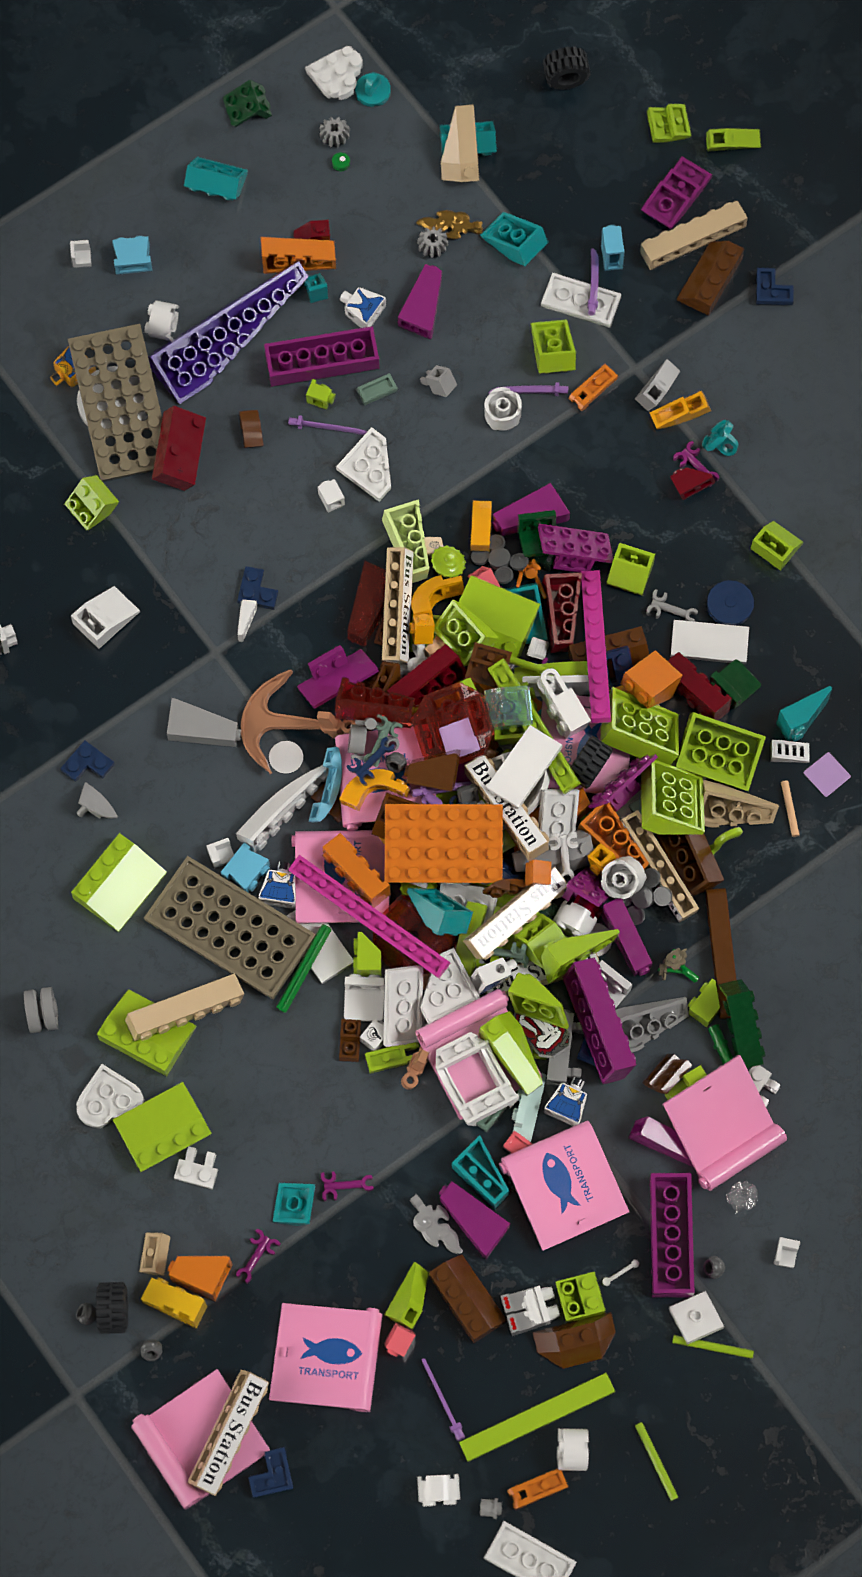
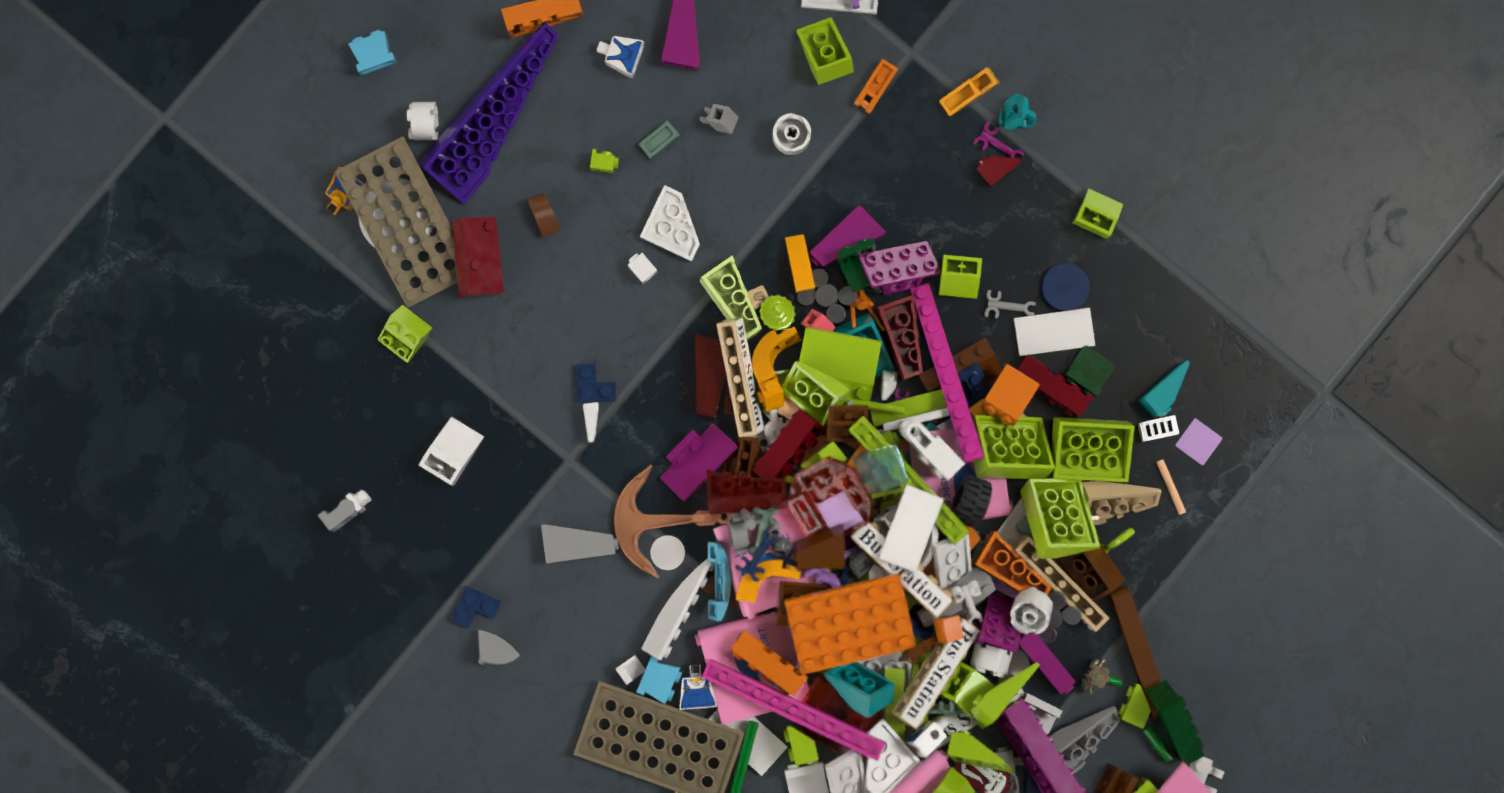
camera: 15 degrees left, 15 degrees up
(80, 253) = (319, 64): white panel -> none
(118, 882) = (539, 724): slope -> none
(299, 422) = (590, 195): medium lavender sword -> none
(316, 288) = (569, 42): teal slope -> none
(322, 356) = (595, 120): magenta brick -> none
(539, 389) = (812, 103): medium lavender sword -> none
(600, 858) = (1004, 595): light orange brick -> none
(624, 787) = (1007, 511): magenta bracket -> none
(658, 385) = (941, 69): light grey slope -> none

